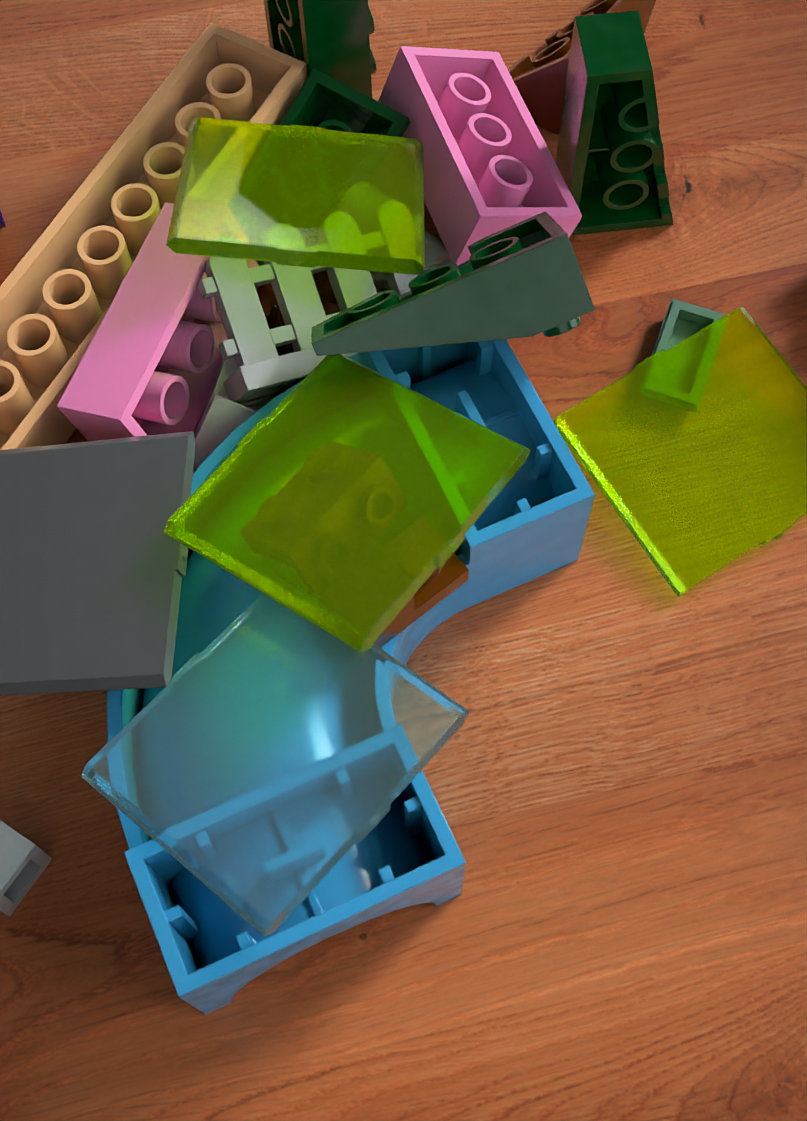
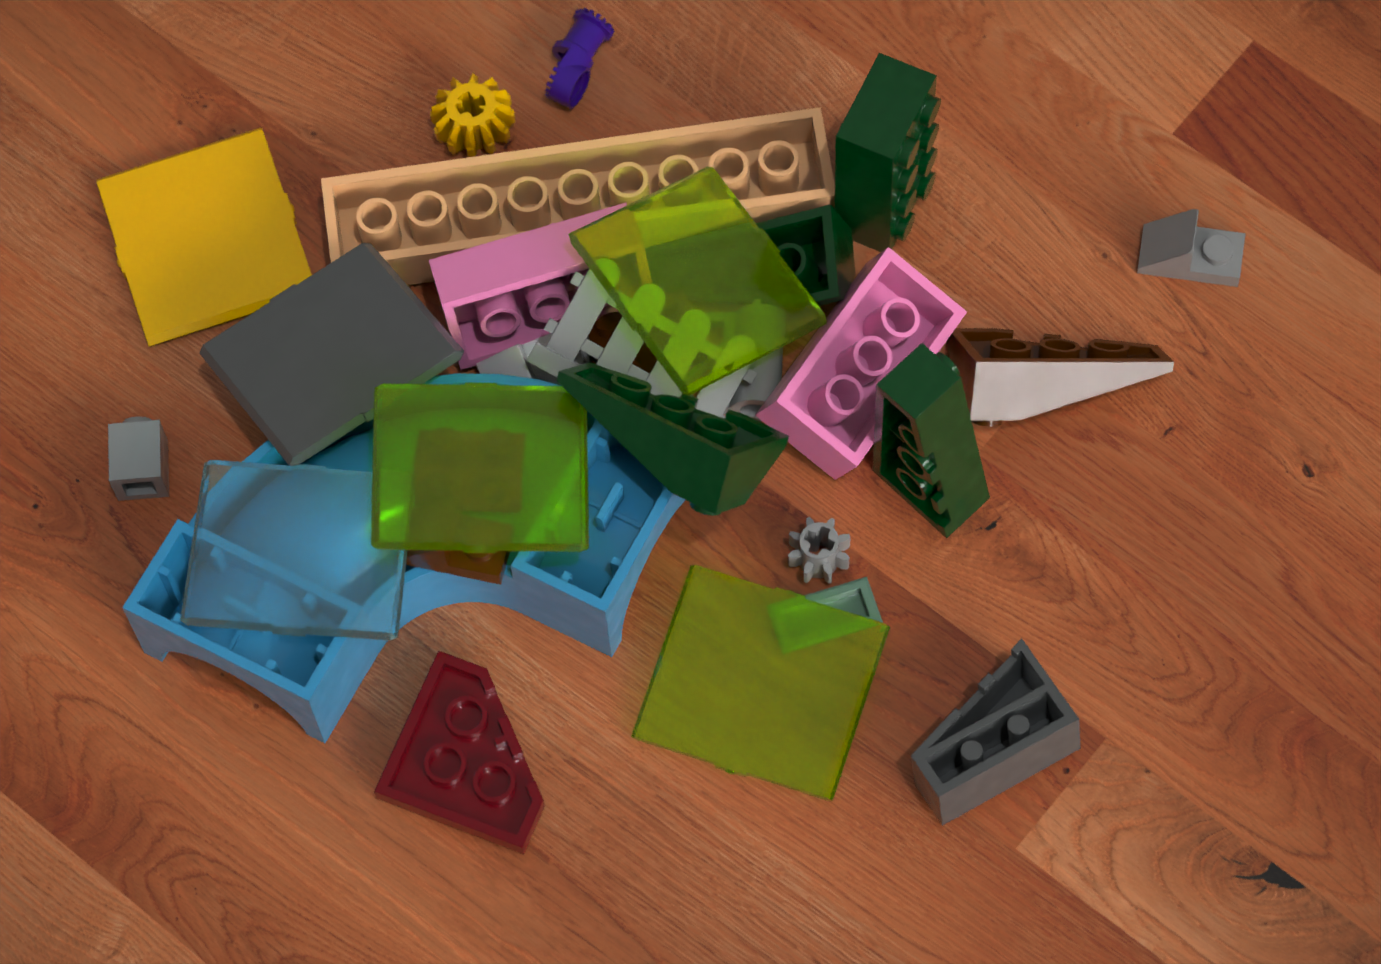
camera: 55 degrees right, 0 degrees up
(594, 765) = (463, 759): none -> dark red plate
(621, 314) = (811, 539): none -> light grey gear

